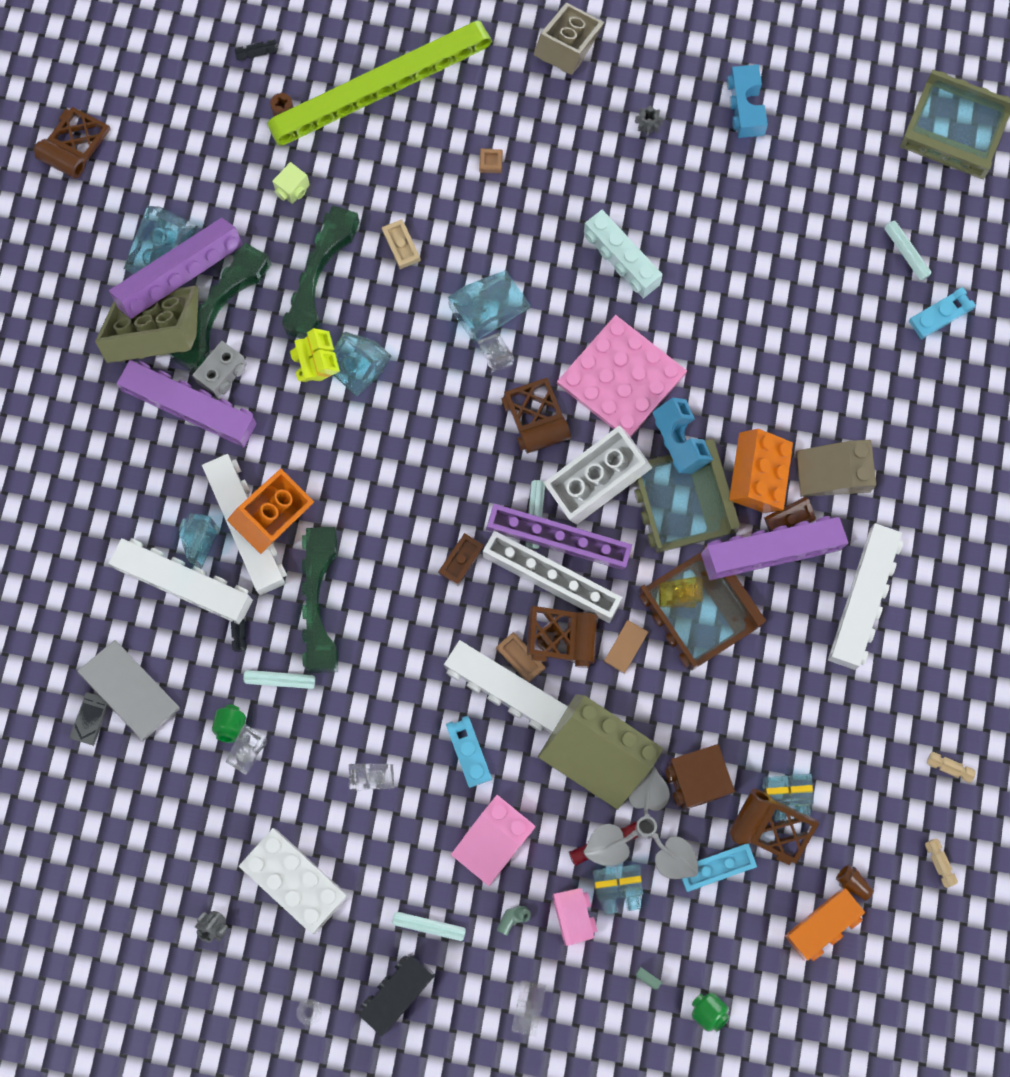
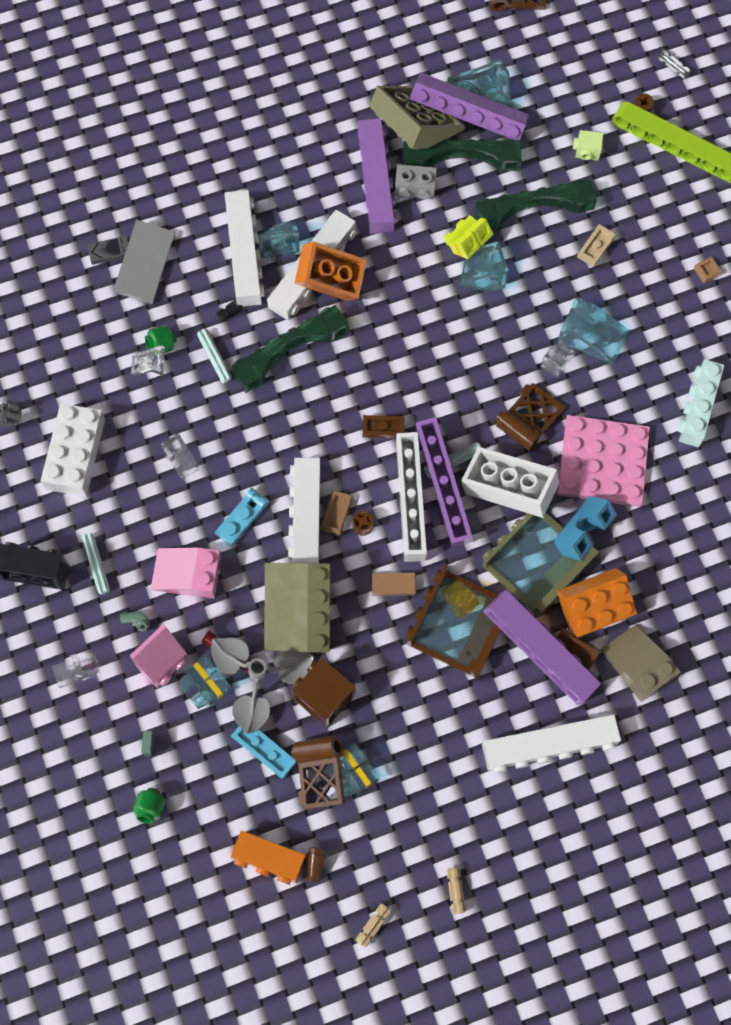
camera: 55 degrees right, 5 degrees down
(579, 640) = (374, 546): reddish brown piece -> none

